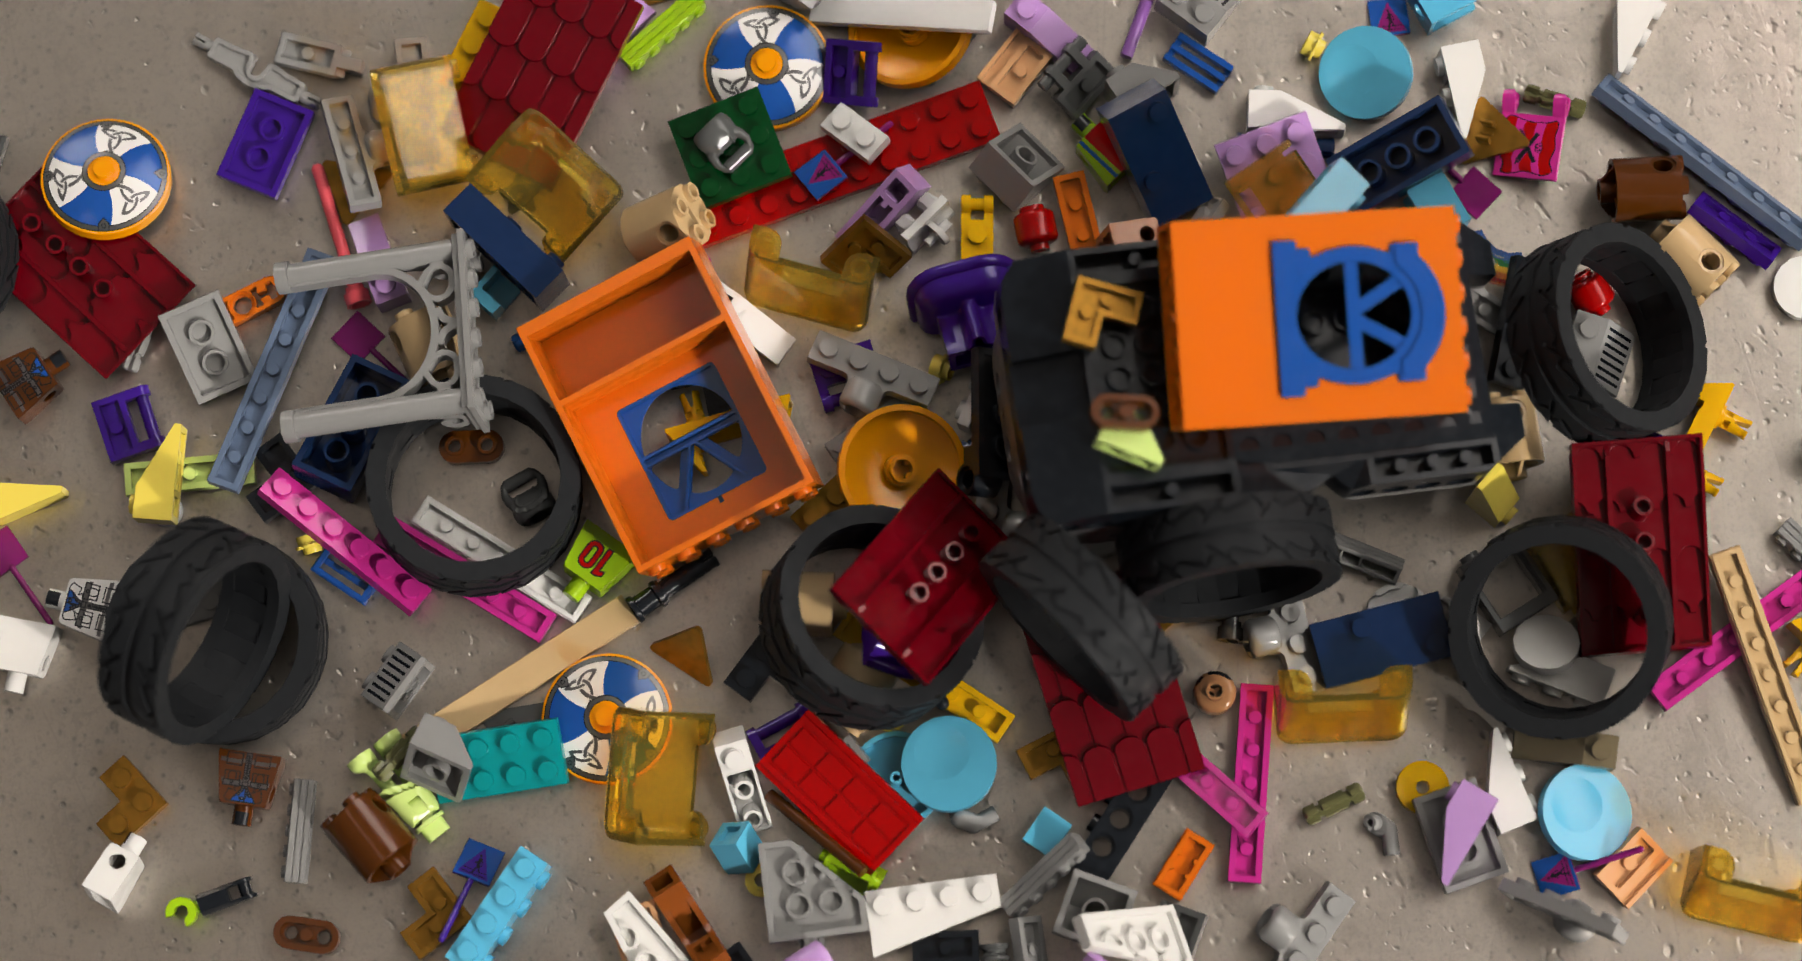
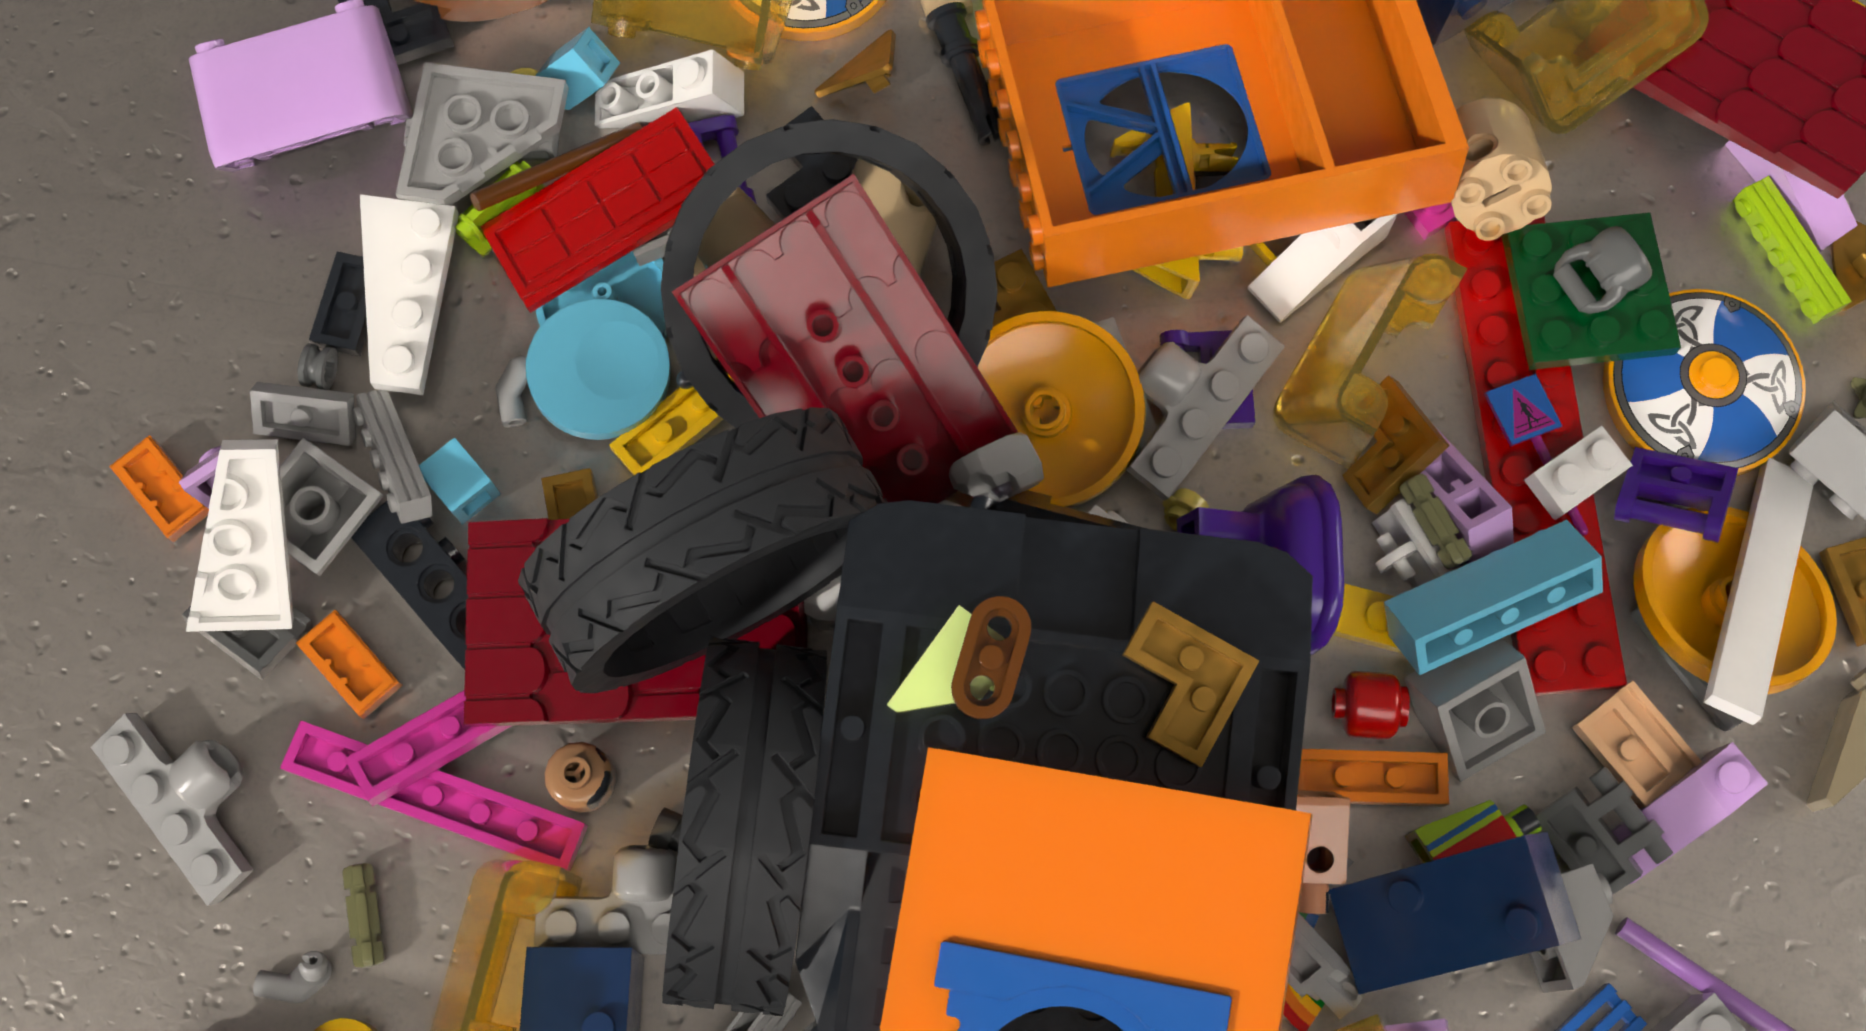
camera: 100 degrees right, 5 degrees down
(913, 212) = (1435, 521): none -> olive axle
(953, 168) = (1494, 596): none -> medium azure brick
(963, 477) = (998, 469): none -> light grey rock

